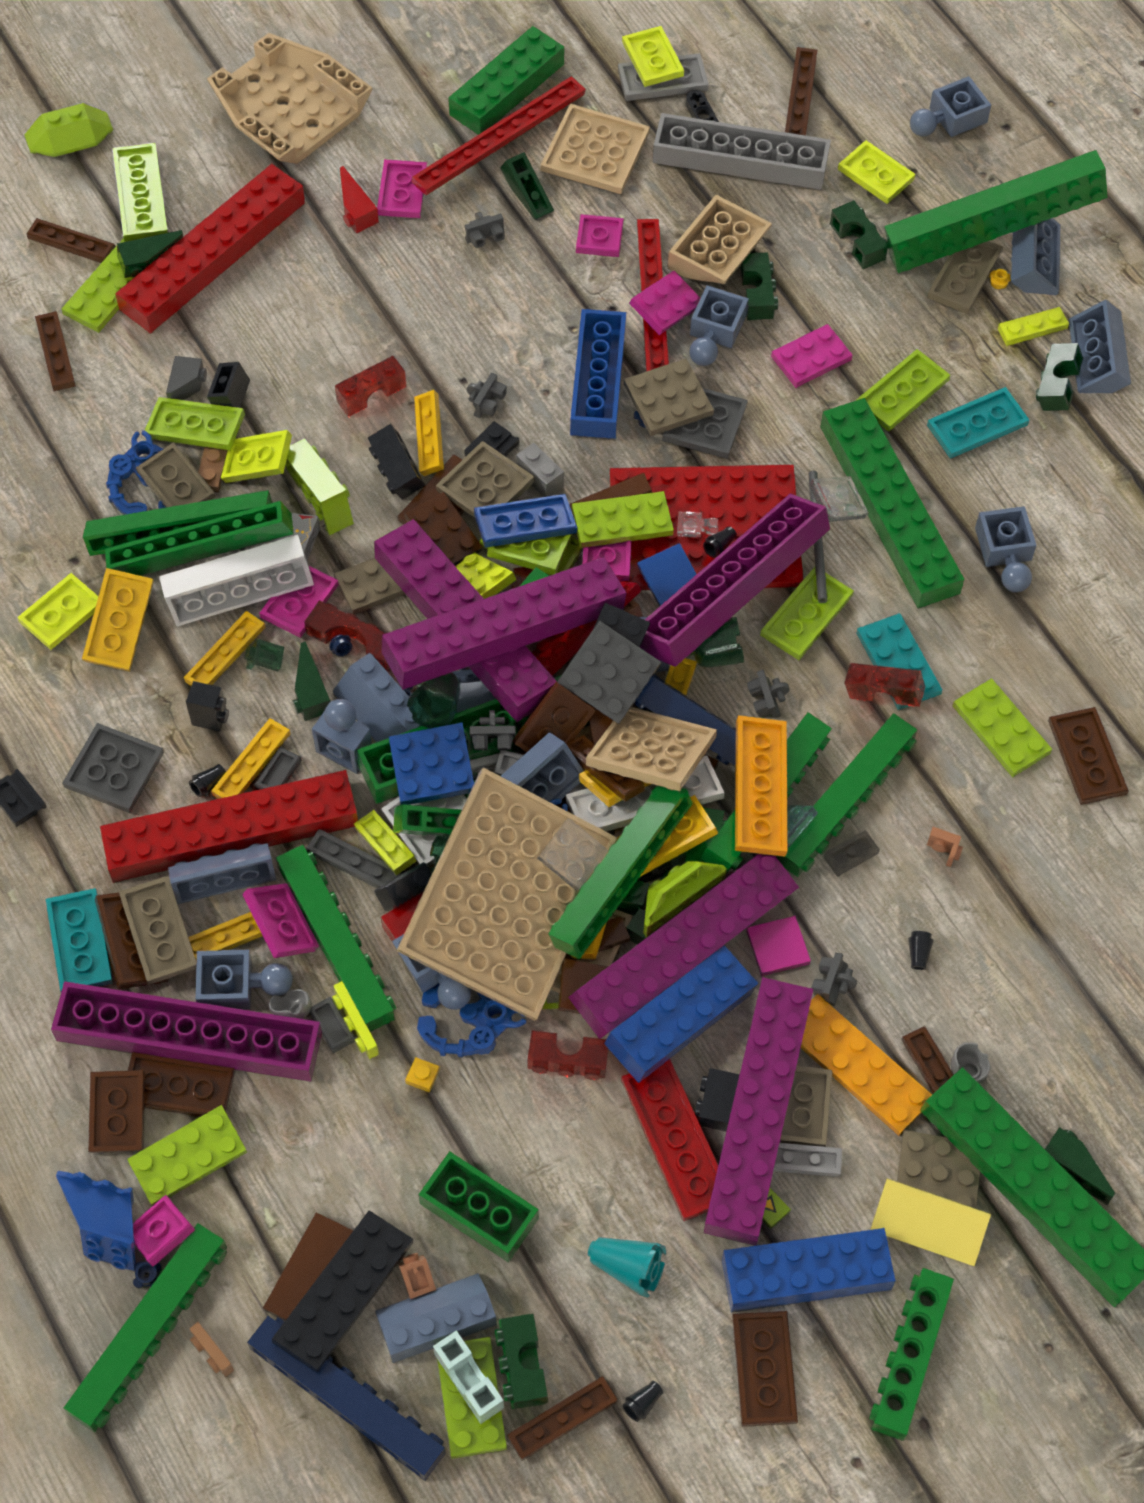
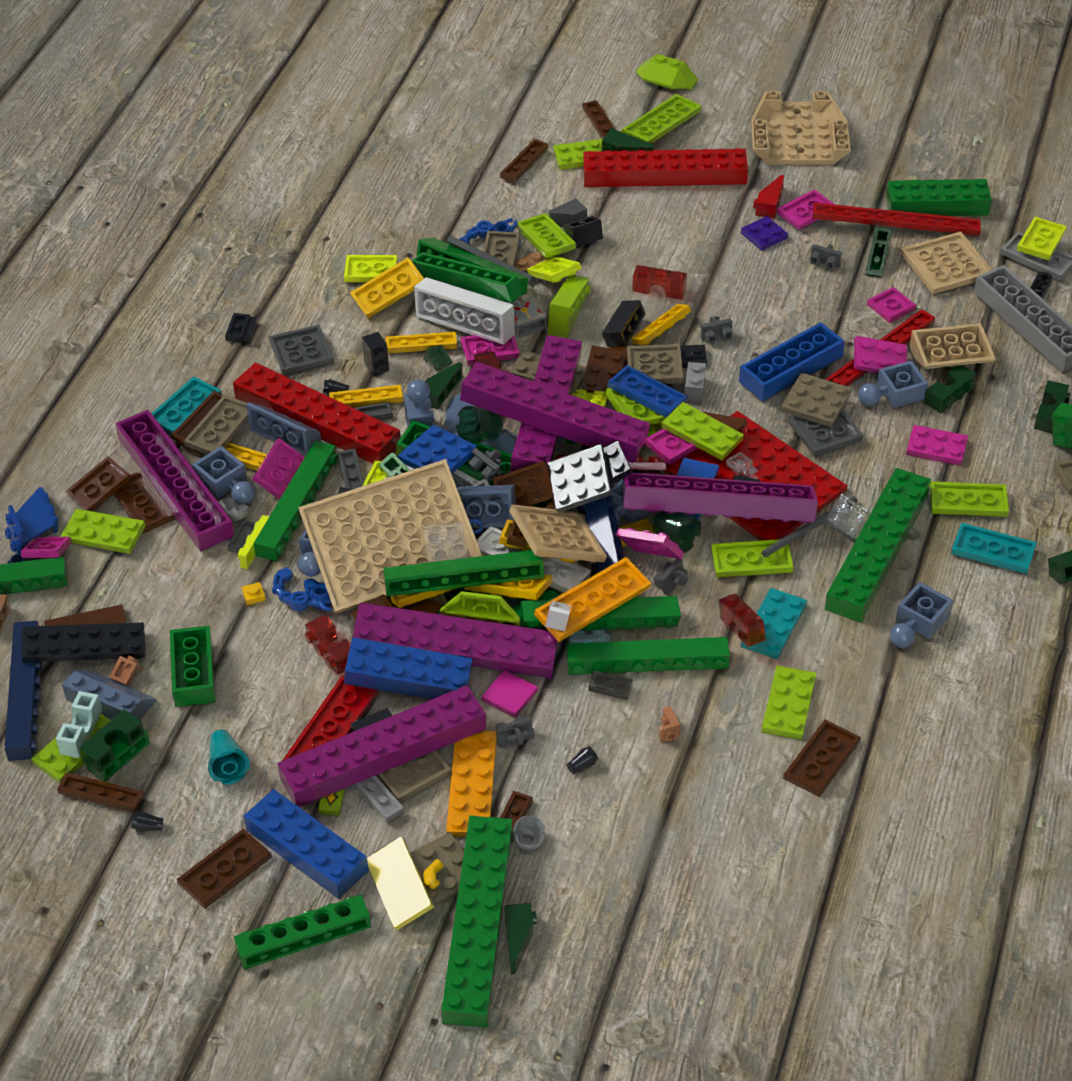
camera: 50 degrees right, 15 degrees down
(184, 499) = (466, 247): none -> dark grey tile
(392, 248) = (764, 233): none -> dark purple plate
(725, 679) = (650, 543): none -> dark pink plate
(767, 829) = (558, 615): none -> white slope
(950, 1188) = (430, 874): none -> yellow arm

